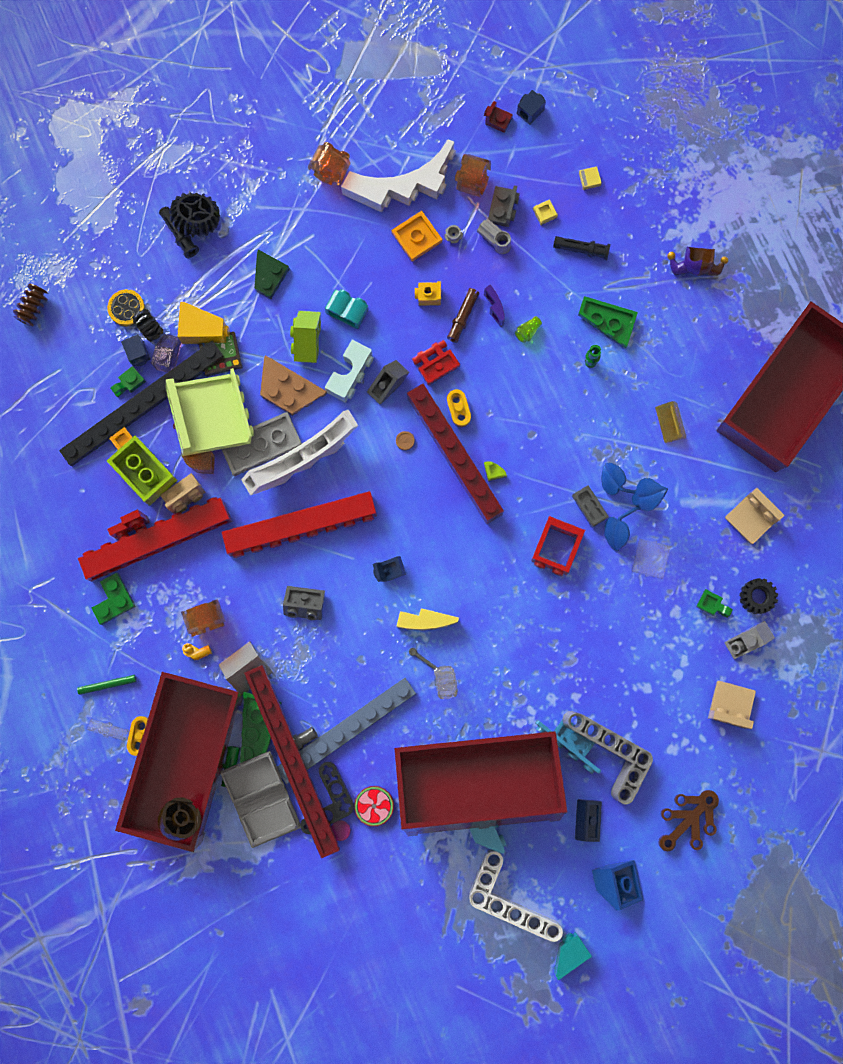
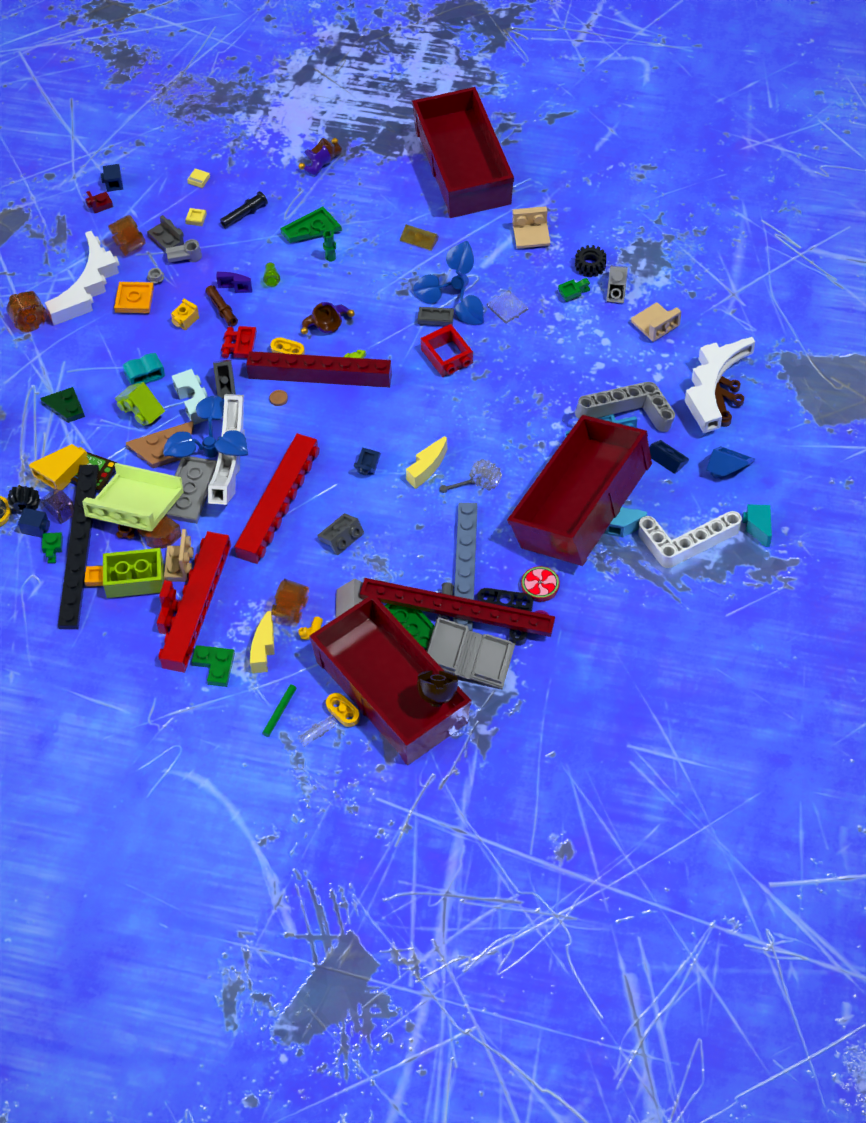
camera: 55 degrees left, 25 degrees down
(152, 625) = (262, 644): none -> light yellow slope
(281, 411) = (232, 442): none -> blue plant
(515, 414) = (326, 317): none -> reddish brown piece
(718, 798) = (714, 362): none -> white arch

